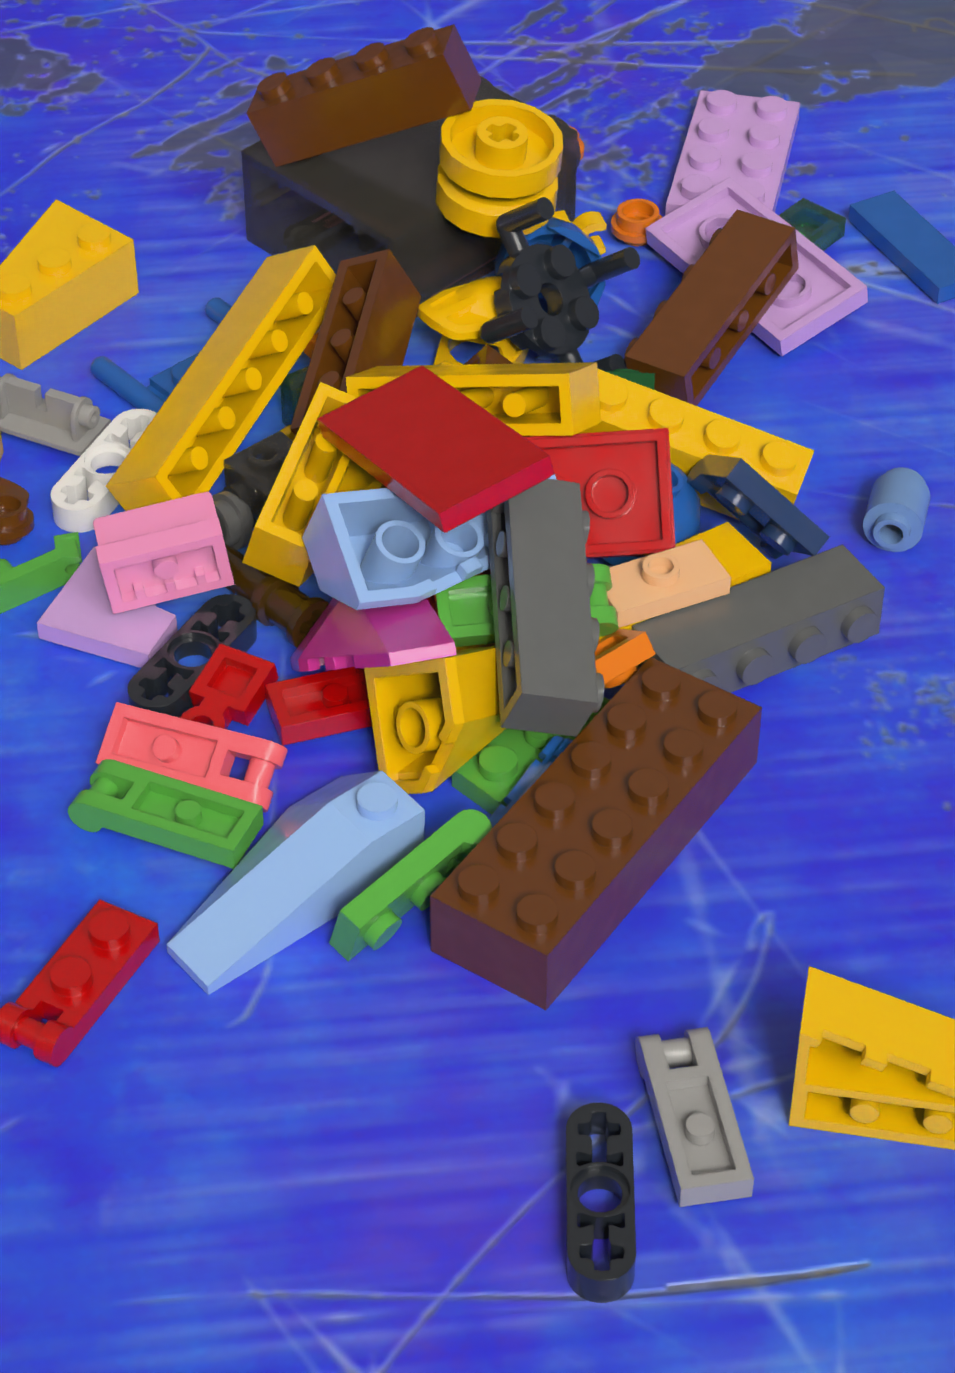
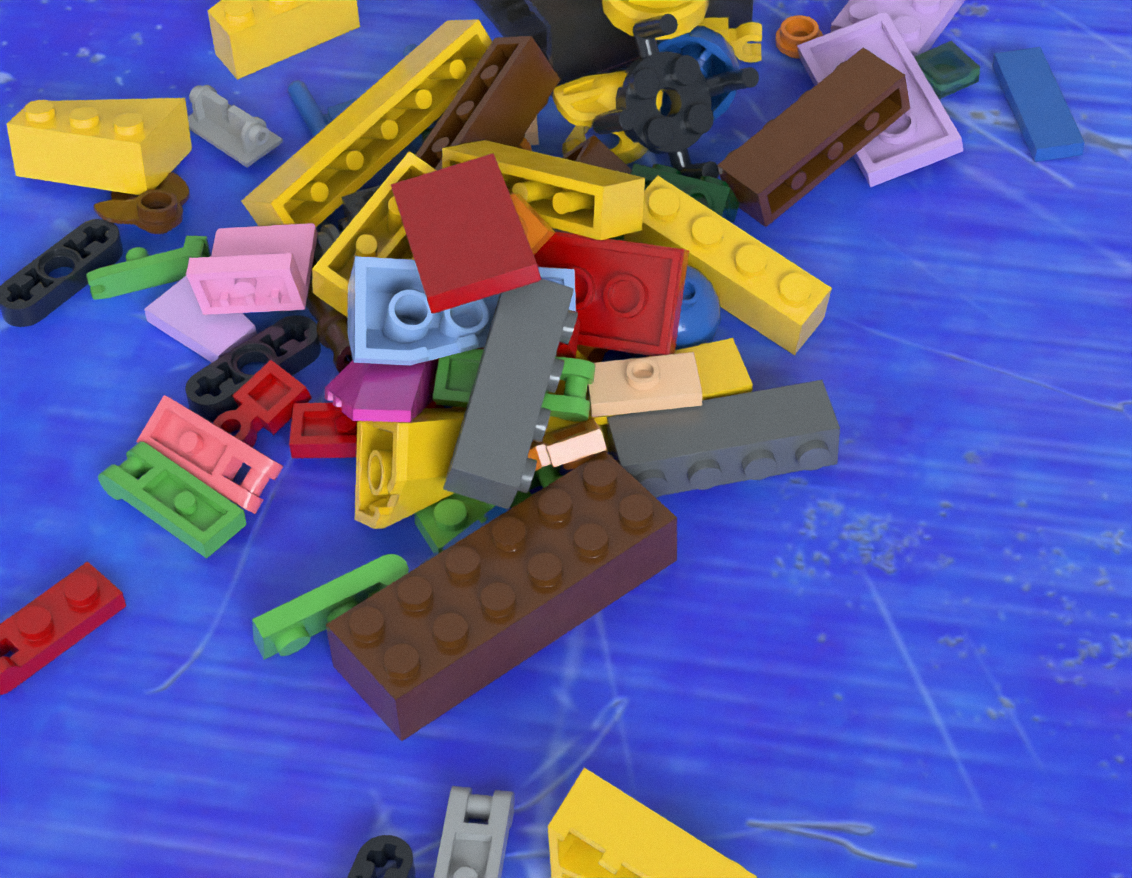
camera: 20 degrees right, 5 degrees up
(110, 448) = (223, 202): white beam -> none
(299, 876) = (246, 578): light blue wedge -> none
(757, 505) = (743, 317): dark blue plate -> none
(897, 510) = (898, 353): medium blue brick -> none

